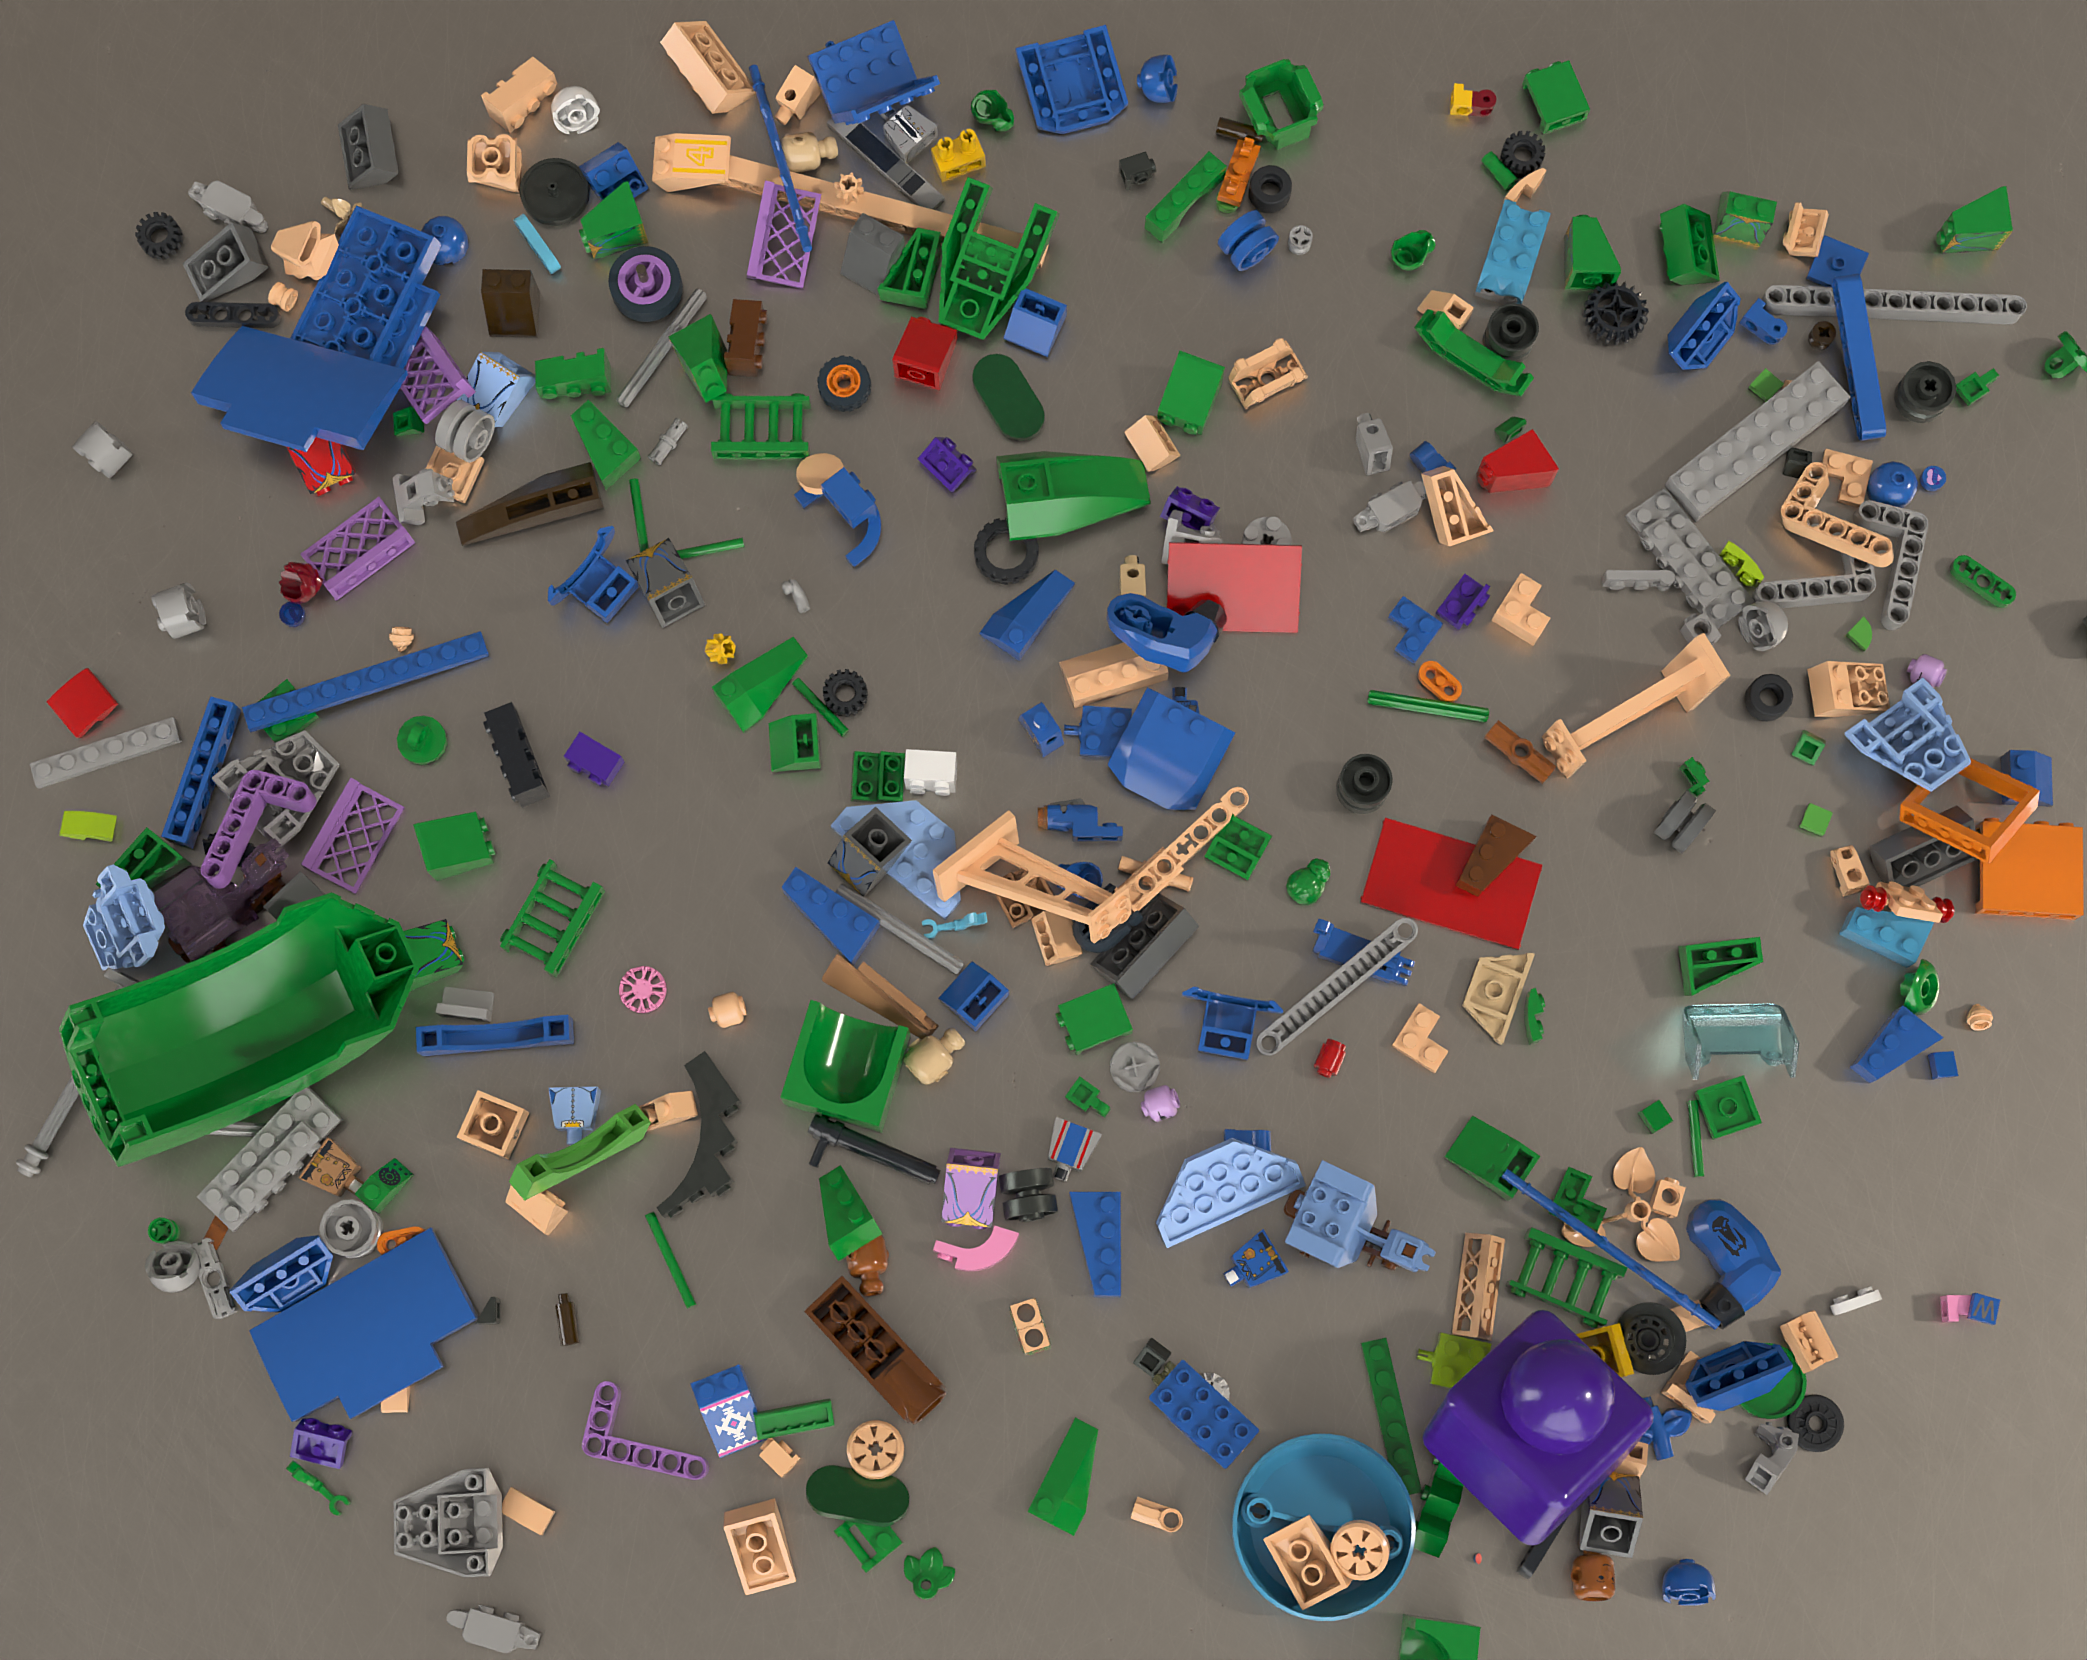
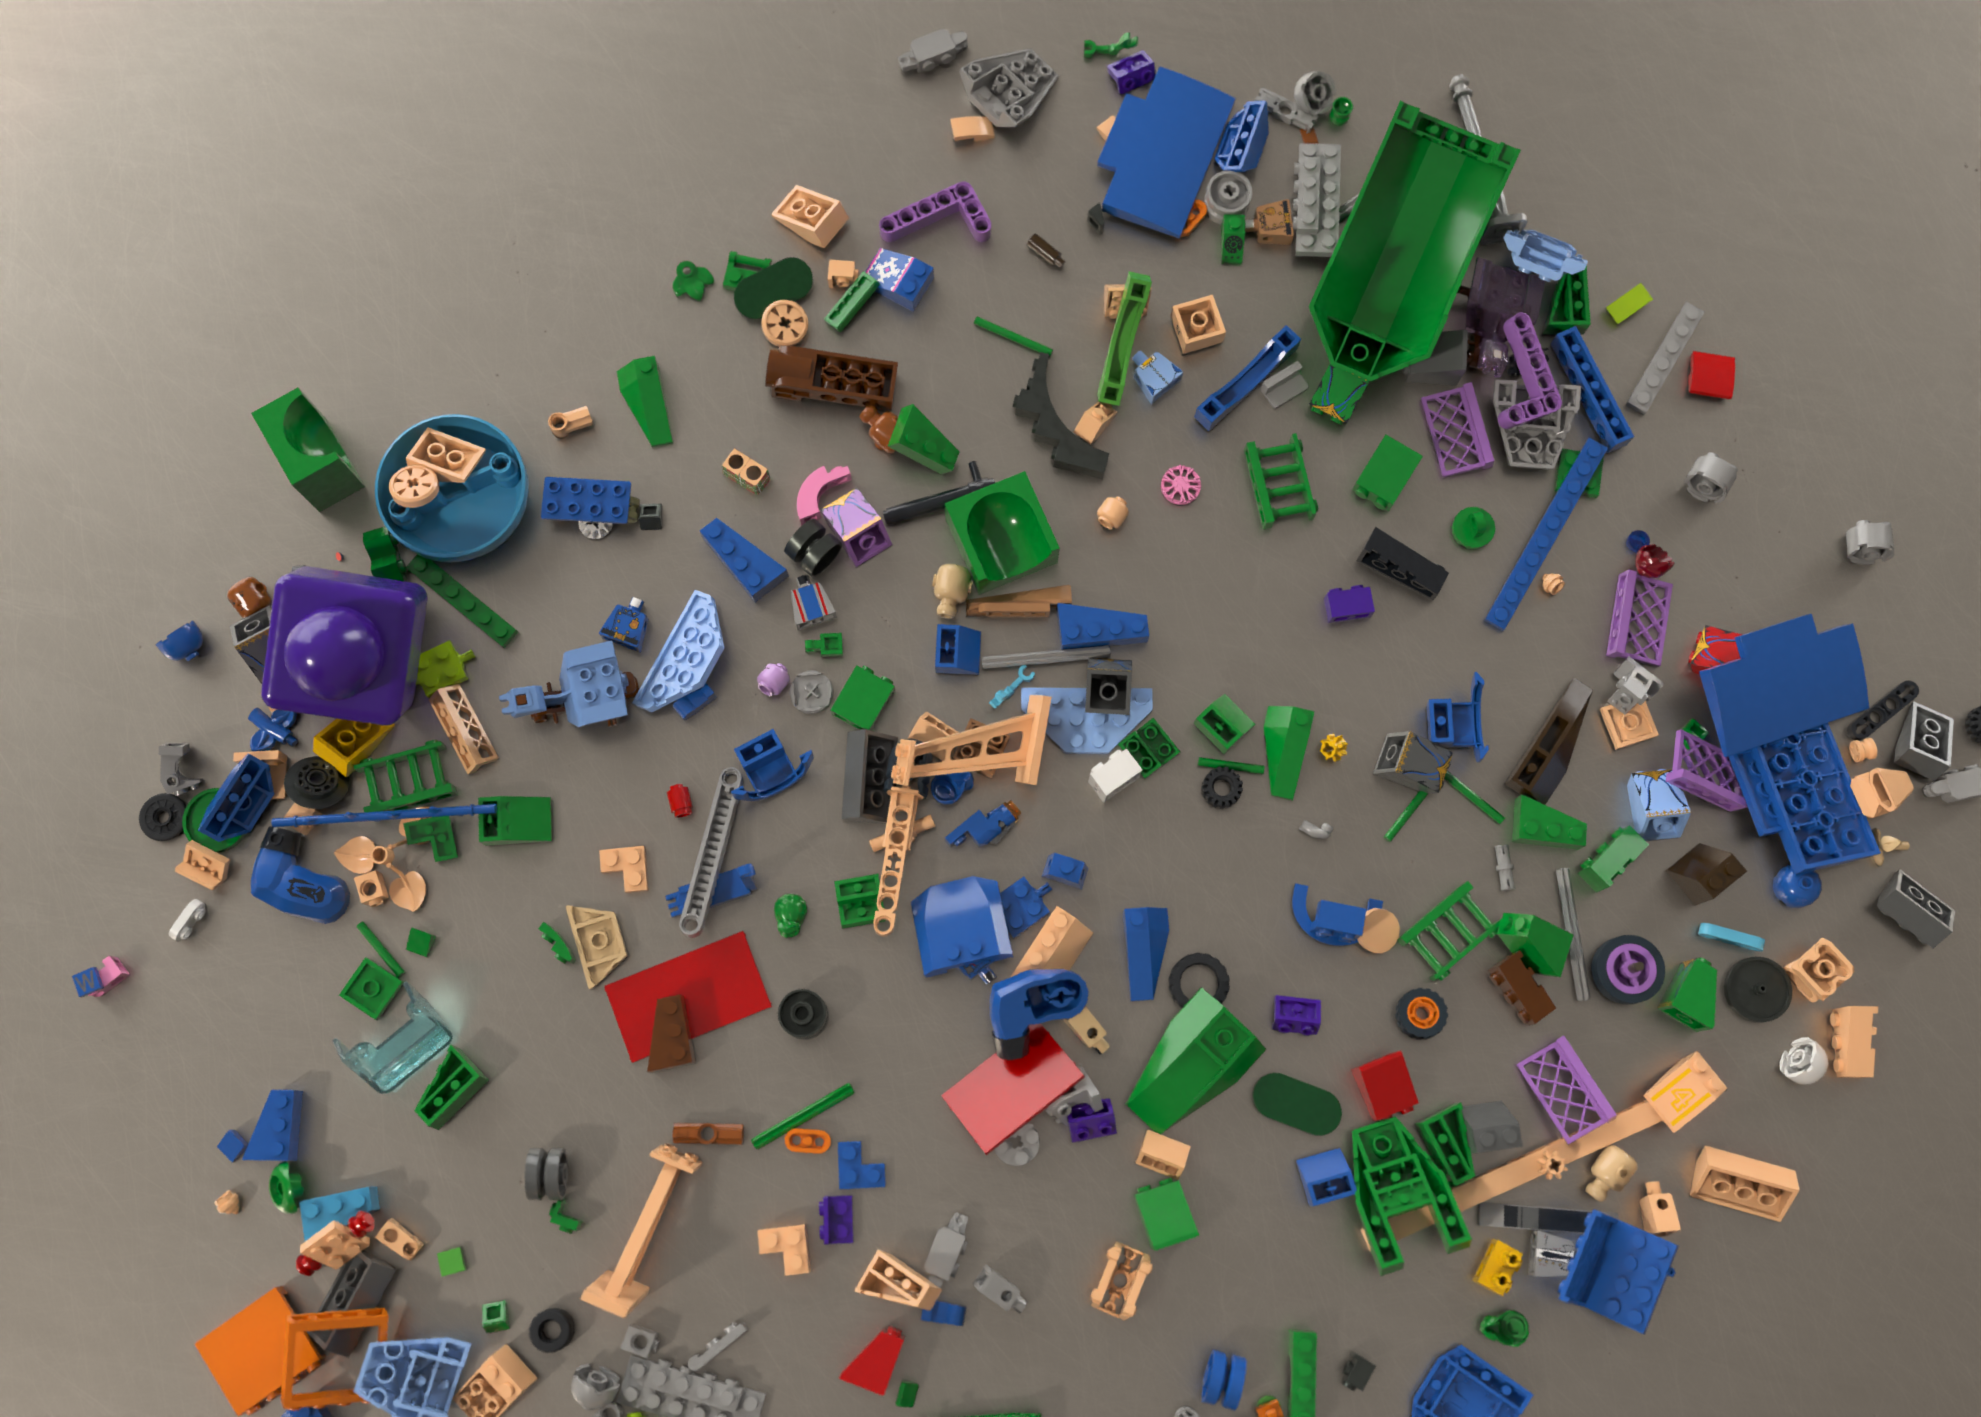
camera: 140 degrees right, 0 degrees up
(464, 431) = (1646, 749): light grey wheel -> none
(610, 170) = (1731, 1036): blue slope -> none
(801, 228) = (1613, 1140): blue plant -> none

